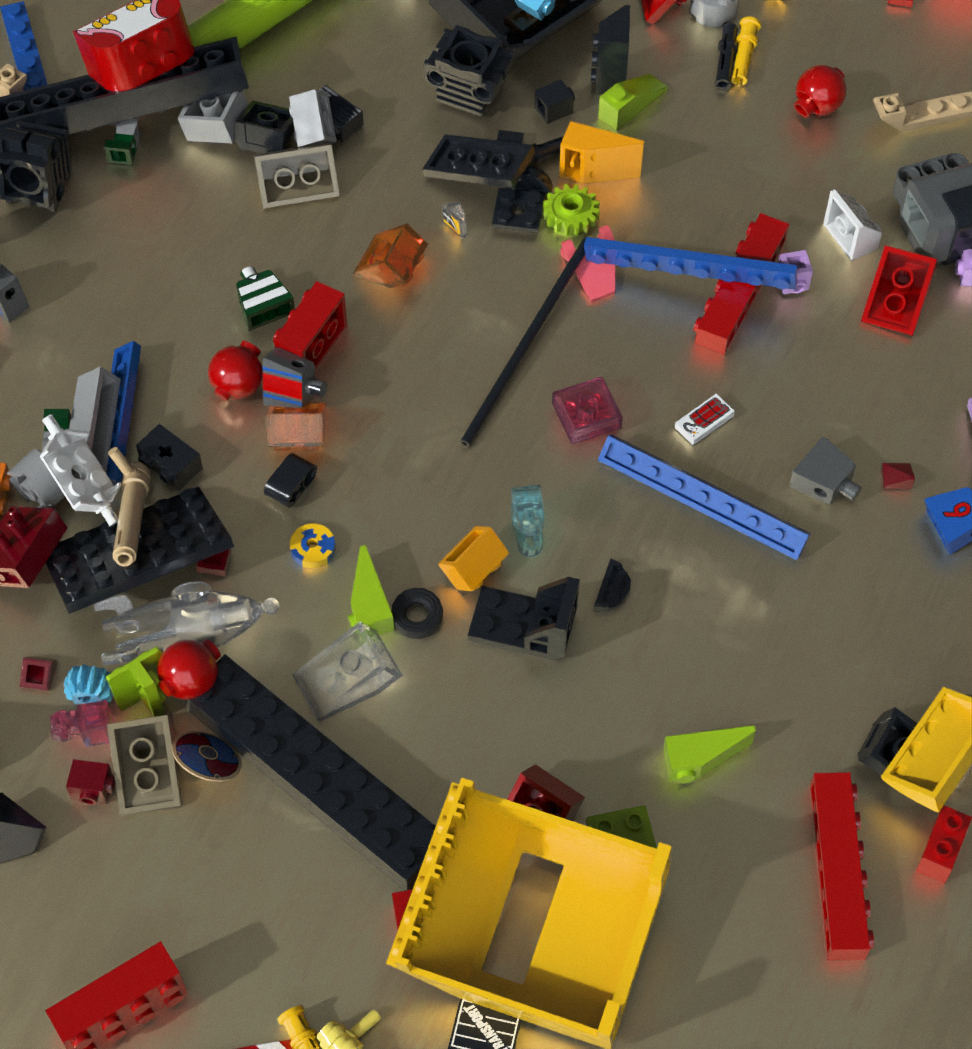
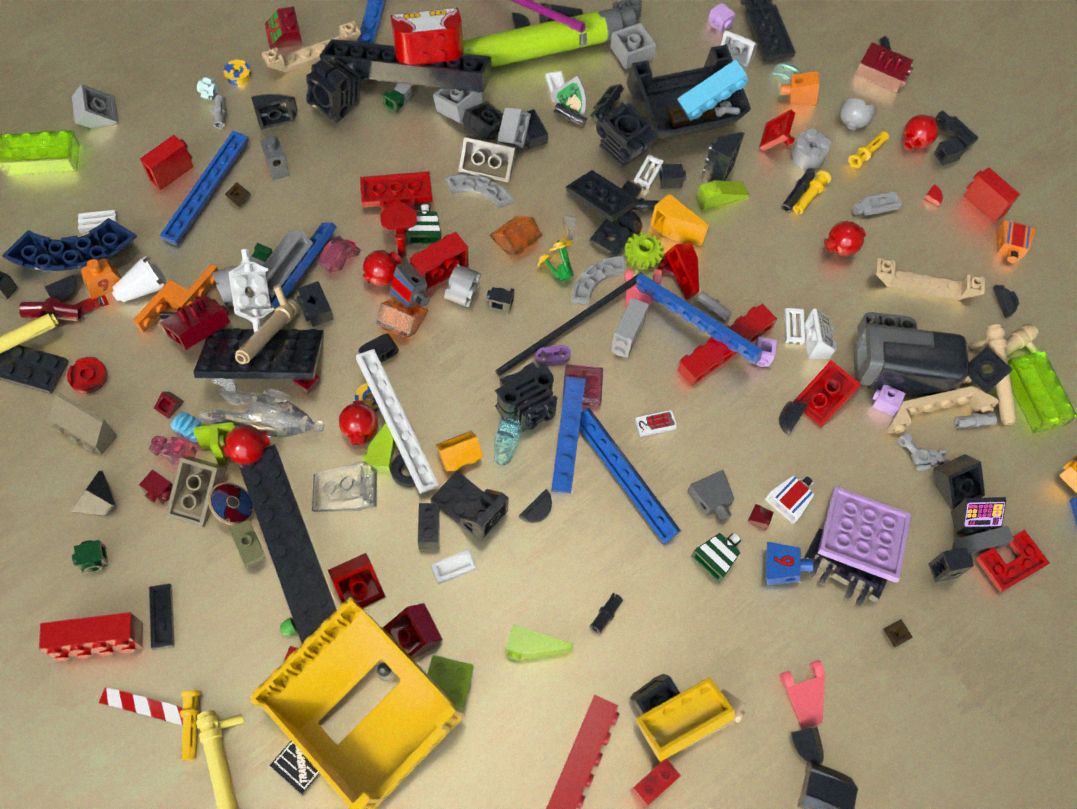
camera: 20 degrees right, 5 degrees up
(49, 909) = (90, 556): none -> dark green brick
(162, 379) = (336, 253): none -> clear pink brick
(192, 941) = (161, 616): none -> black tile
(204, 275) = (397, 199): none -> red plate
(259, 795) = (247, 543): none -> olive brick
(306, 215) = (482, 186): none -> light grey tile
(319, 580) = (358, 422): none -> red brick
(335, 45) = (554, 81): none -> white tile
(359, 350) = (462, 285): none -> light grey brick
(366, 52) = (571, 95): none -> shield
(372, 554) = (397, 421): none -> white tile
(373, 876) = (288, 627): none -> bright green hinge
(375, 75) = (570, 115): none -> black pin
(414, 39) = (606, 101): none -> black hinge
(417, 348) = (500, 299): none -> black brick
(426, 777) = (357, 580): none -> red slope
(481, 276) = (564, 270): none -> green plant
(487, 669) = (429, 526): none -> black brick
(519, 124) = (644, 182): none -> white tile
(522, 268) = (594, 275): none -> light grey tile
(525, 391) = (552, 355): none -> medium lavender beam
(525, 451) = (527, 396): none -> black piece
(531, 870) = (384, 671): none -> tile
(544, 706) = (453, 566): none -> white tile
(604, 478) = (568, 435): none -> blue plate
(608, 312) = (629, 327): none -> light grey brick
(613, 216) = (665, 266): none -> dark red slope
(637, 209) = (685, 267): none -> red slope
(698, 242) = (713, 305): none -> light grey pin
(771, 674) = (606, 613): none -> black pin
(829, 239) = (794, 339): none -> white tile
(835, 33) = (877, 204): none -> light grey hinge
(868, 337) = (790, 415): none -> black brick
(871, 544) = (717, 555): none -> dark green torso
(924, 435) = (791, 497): none -> torso

